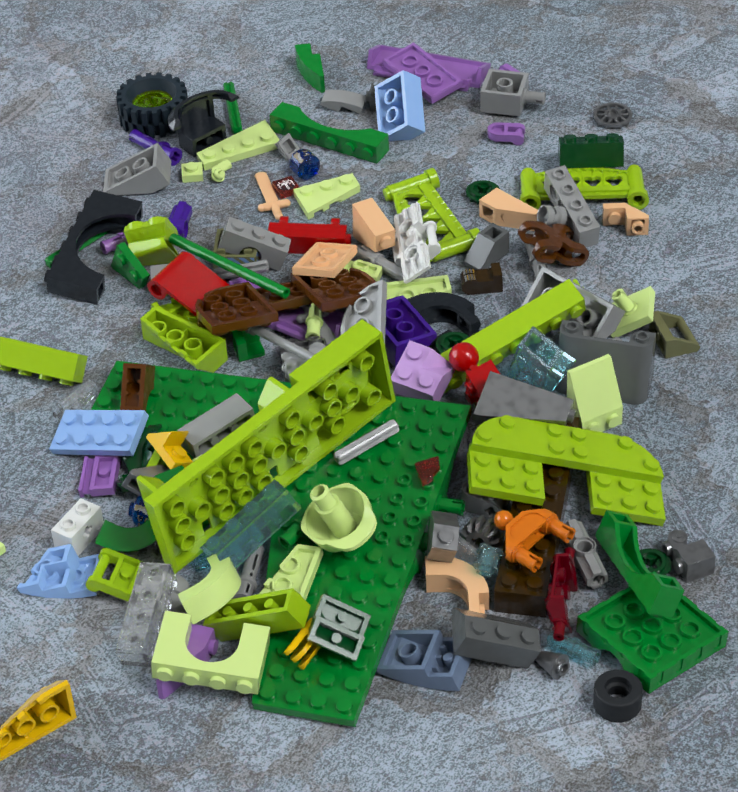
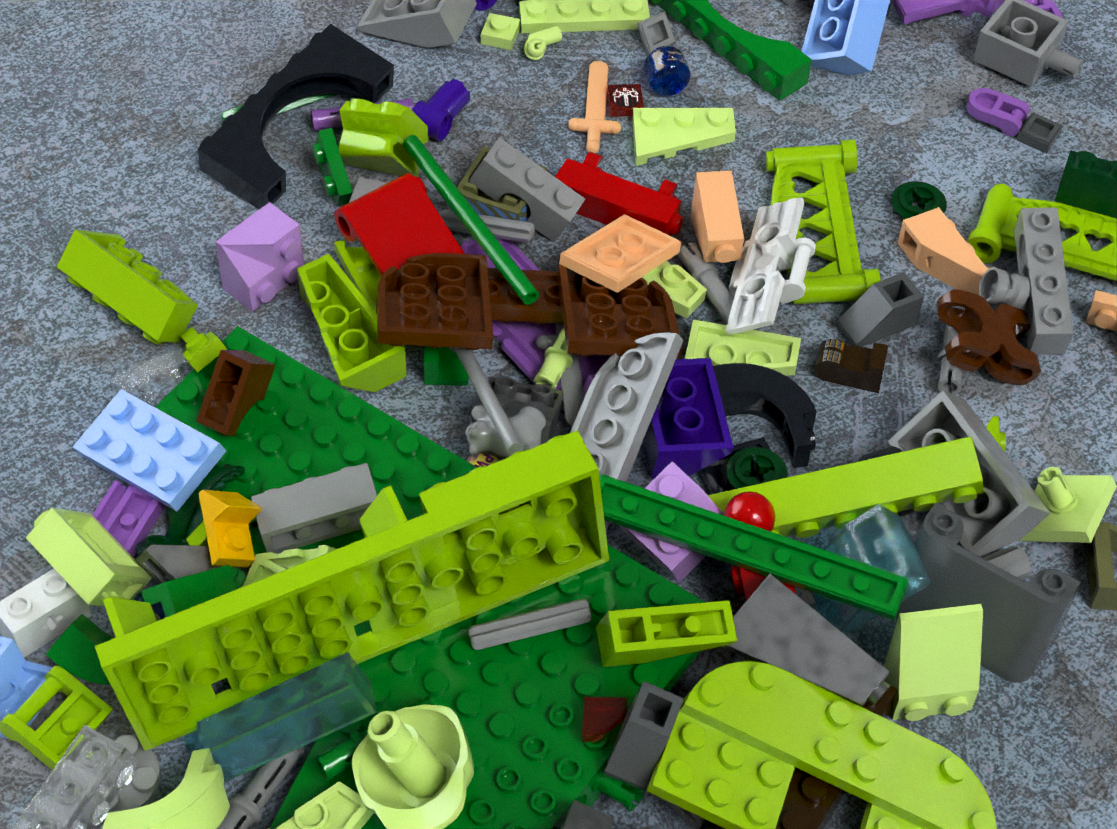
camera: 15 degrees right, 10 degrees up
(95, 489) = (87, 556): none -> yellowish green window
(102, 376) = (201, 348): none -> lime plate
(113, 321) = (260, 256): none -> lavender slope
(441, 419) = (663, 632): none -> lime slope
(455, 467) = (643, 735): none -> dark grey slope
(477, 365) = (753, 548): none -> green tile
(535, 138) = (1039, 133): none -> dark grey tile

